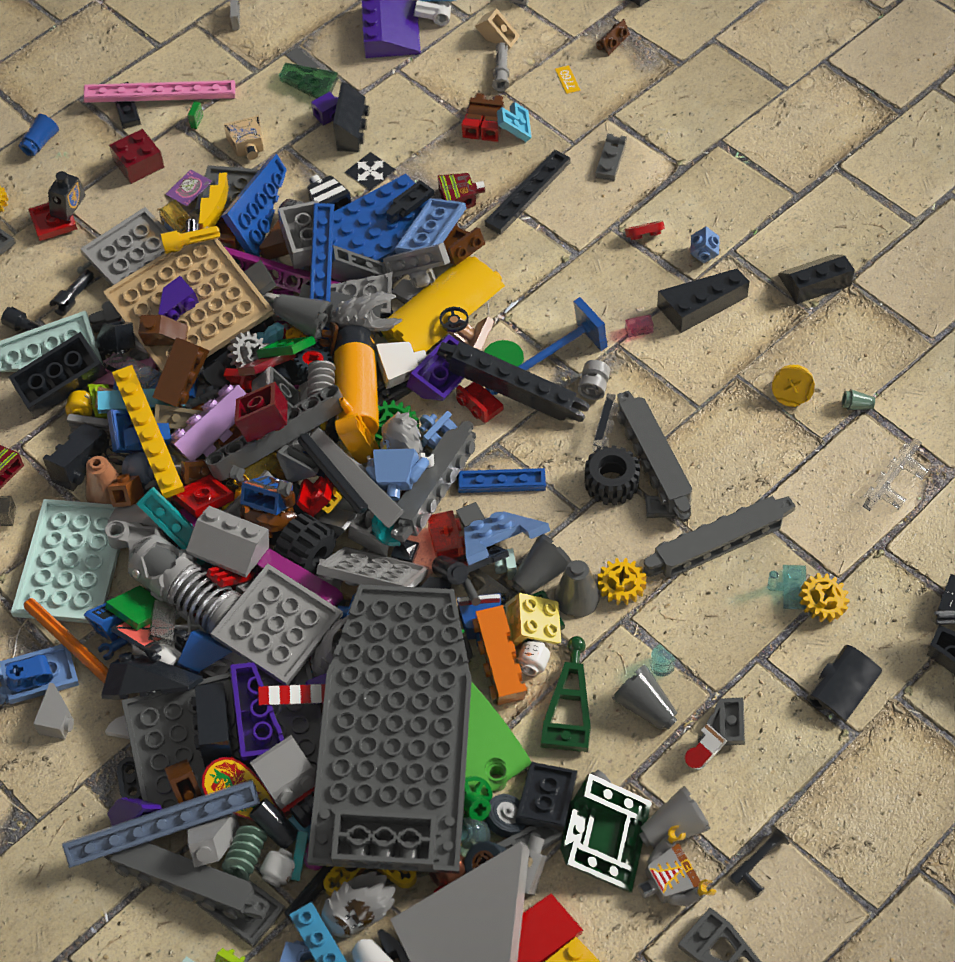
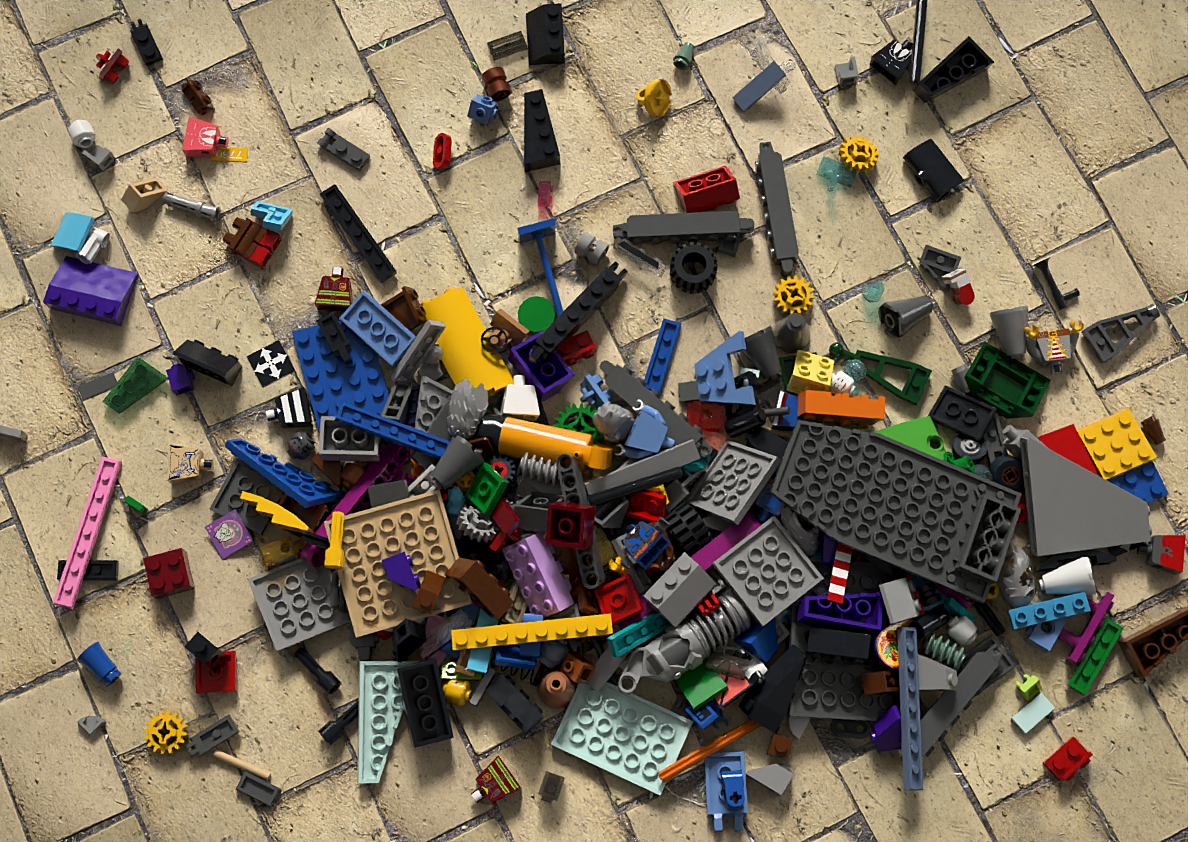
camera: 75 degrees left, 20 degrees up
(89, 711) = (779, 747): none -> reddish brown brick
(277, 254) = (351, 473): none -> dark orange head
(555, 666) = (858, 367): none -> clear light blue plate
(570, 52) = (202, 139): none -> coral torso
(709, 464) = (707, 190): none -> red slope
(739, 249) = (496, 84): none -> copper wheel
(786, 251) = (512, 50): none -> clear smoke tile
(856, 475) = (759, 86): none -> sand blue tile
(920, 562) = (847, 72): none -> light grey panel

